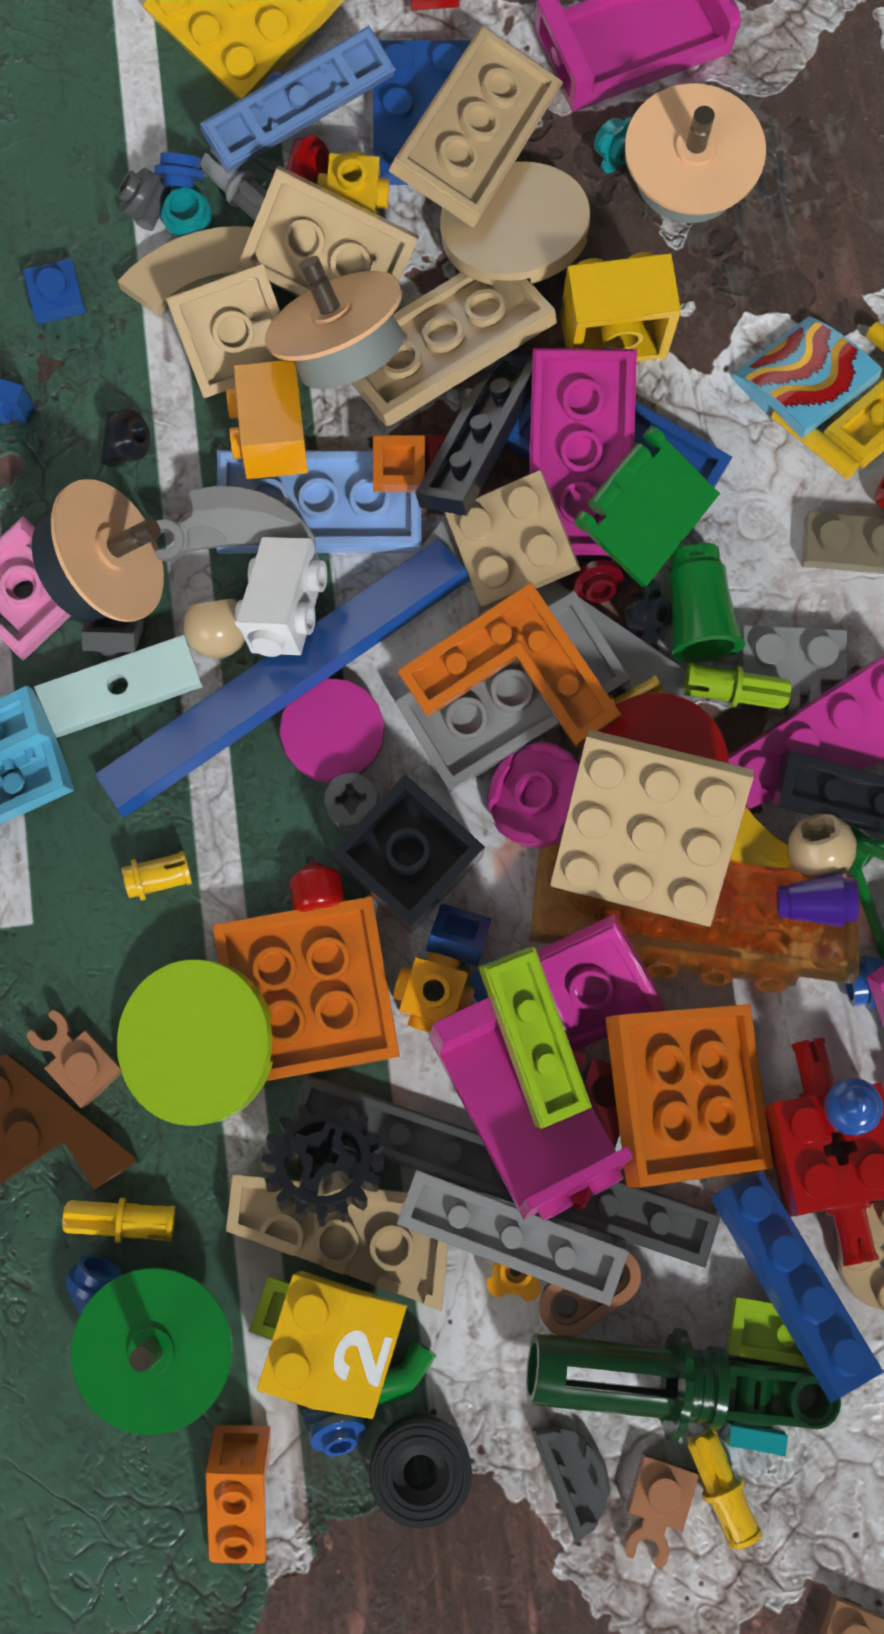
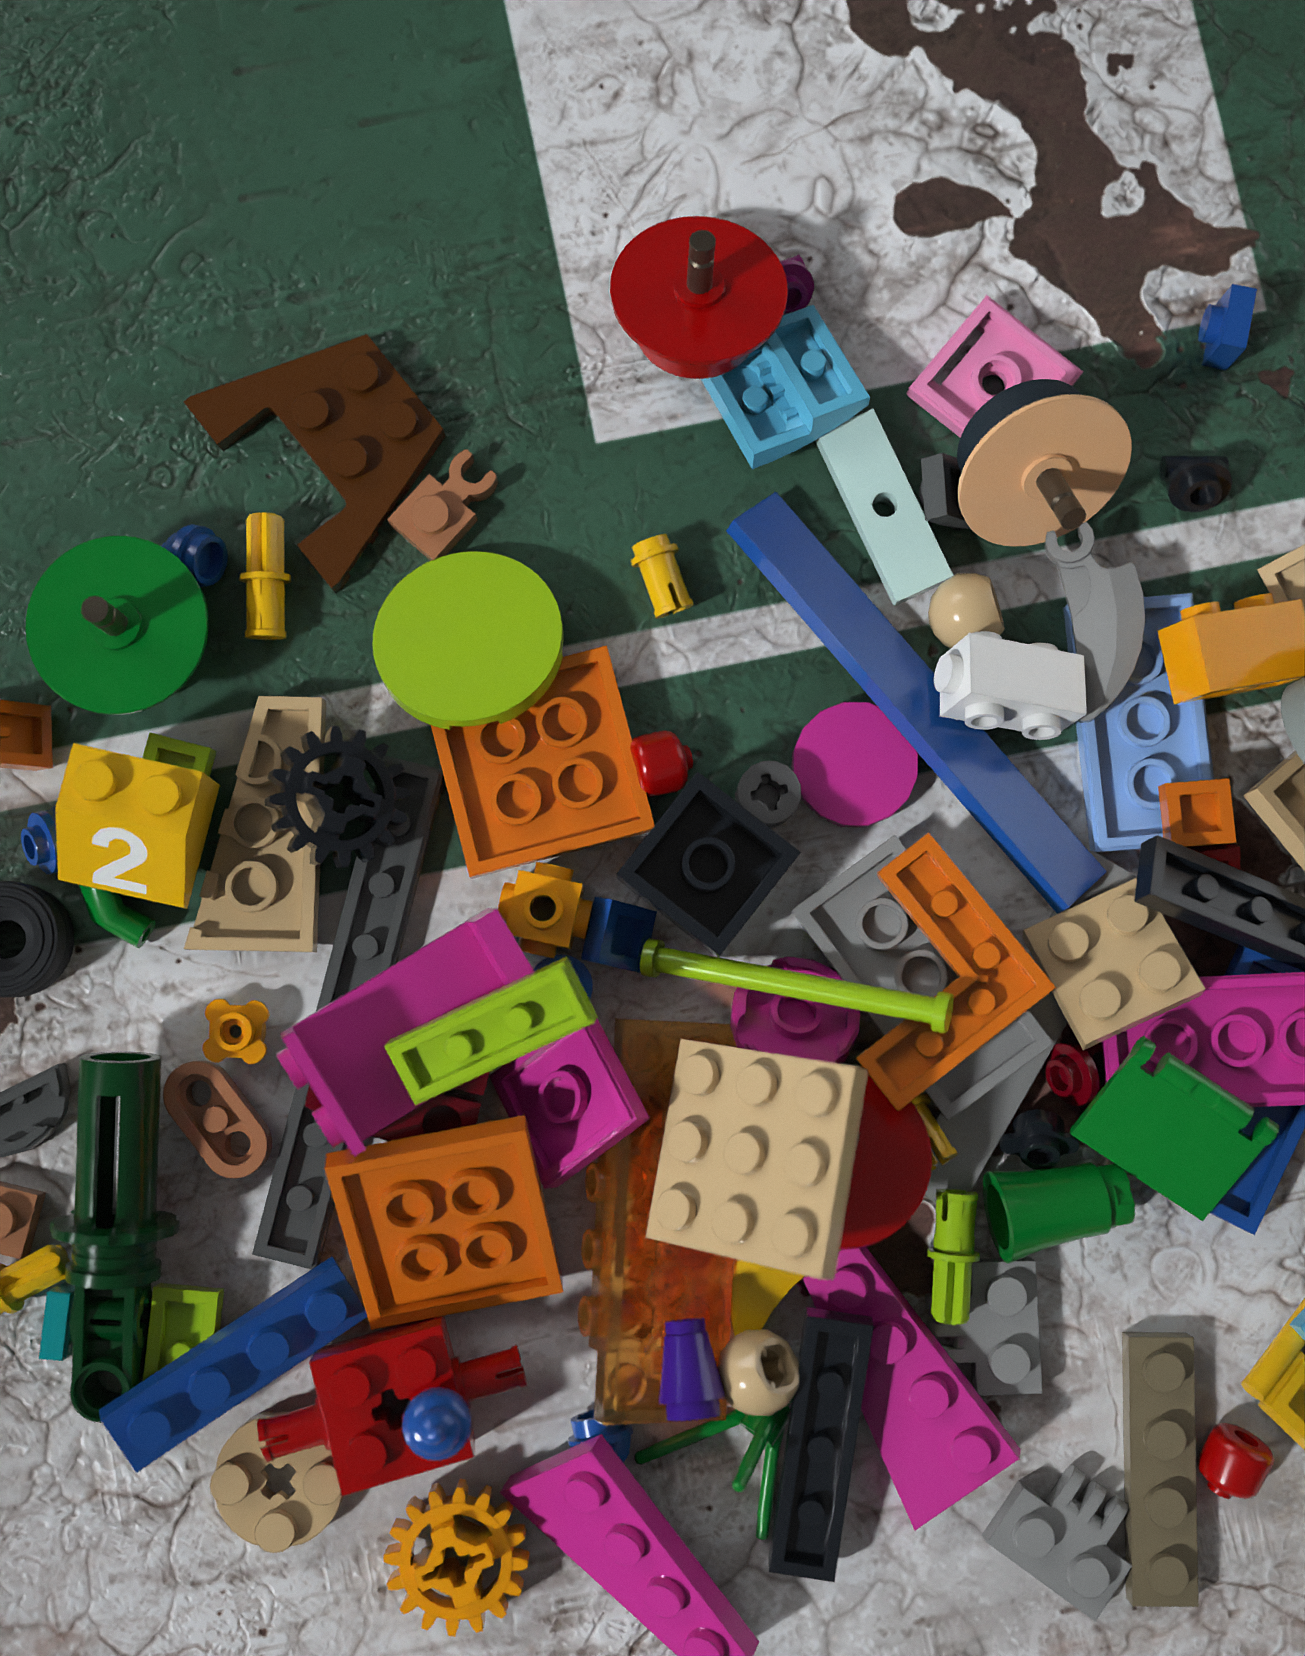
camera: 85 degrees right, 5 degrees up
(501, 1235) = (271, 999): light grey plate -> none
(512, 790) = (814, 988): none -> lime bar

